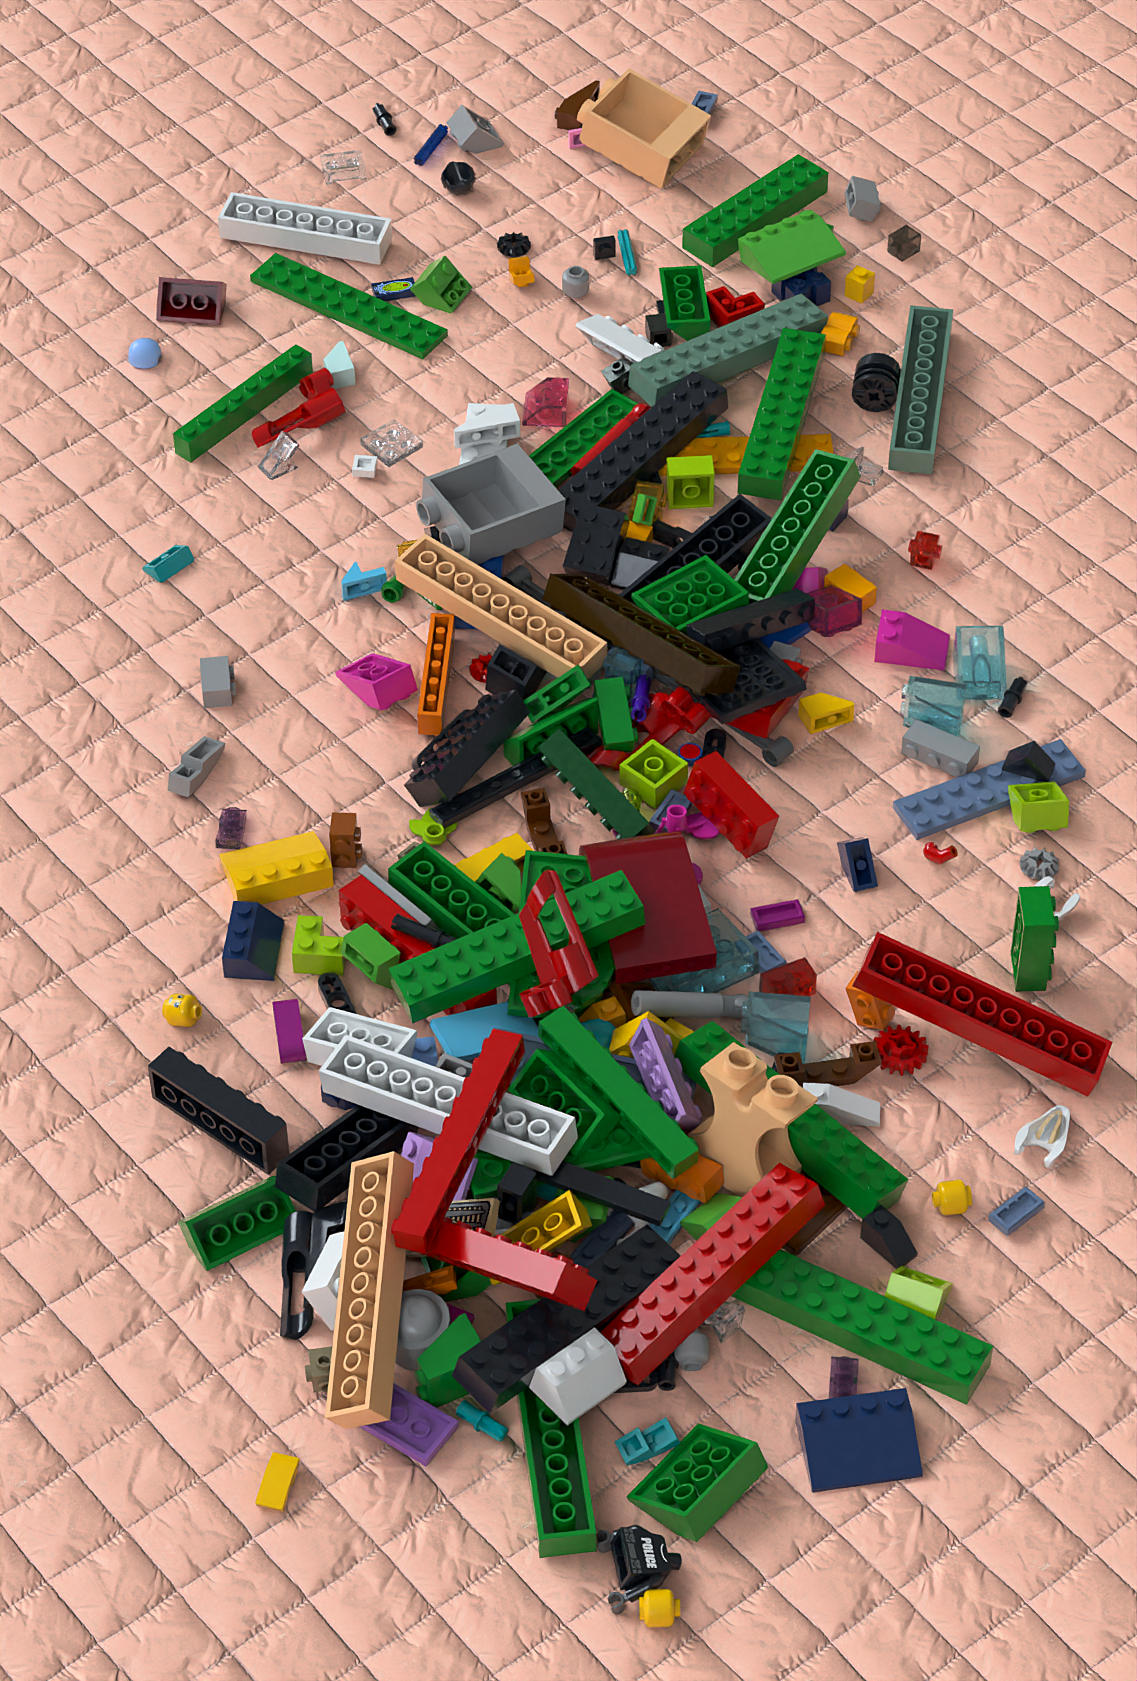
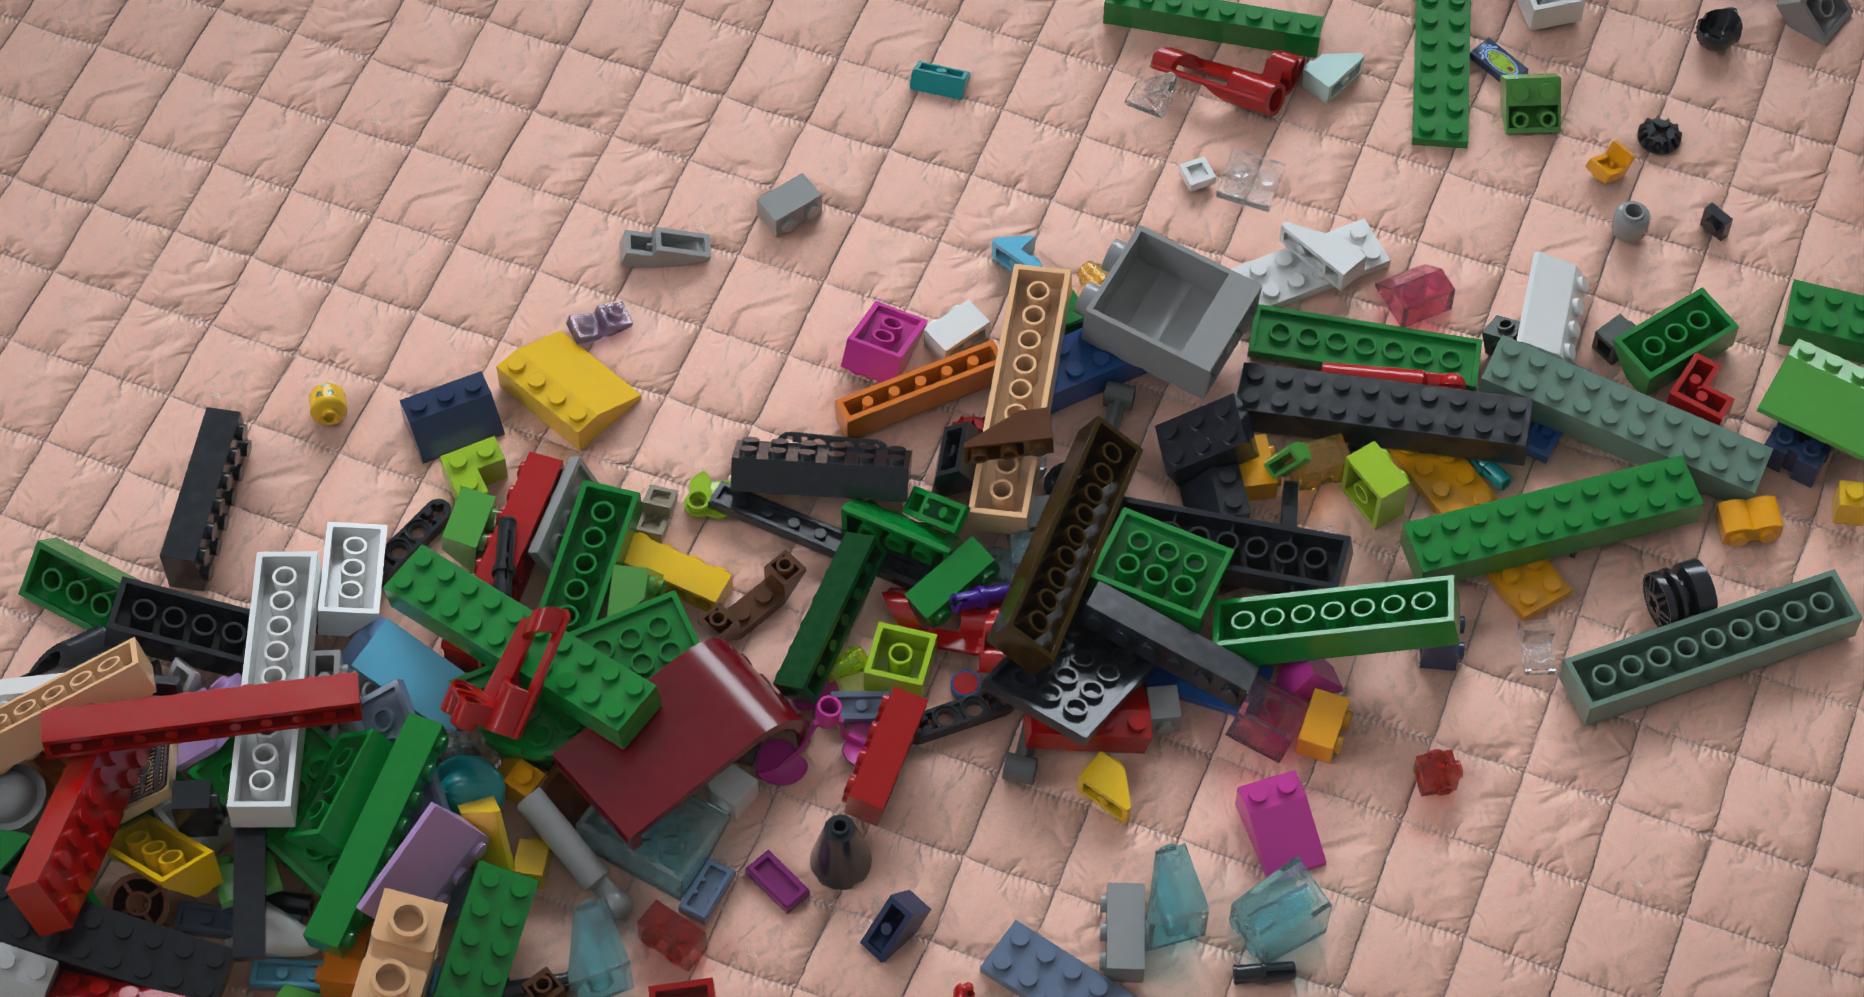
camera: 60 degrees right, 10 degrees up
(289, 1031) = (356, 505): magenta beam -> none
(345, 840) = (624, 425): dark orange brick -> none
(399, 638) = (956, 331): none -> white brick
(545, 608) = (1017, 436): none -> reddish brown slope
(627, 252) = (1731, 248): teal axle -> none
(783, 865) = (840, 854): none -> black cone

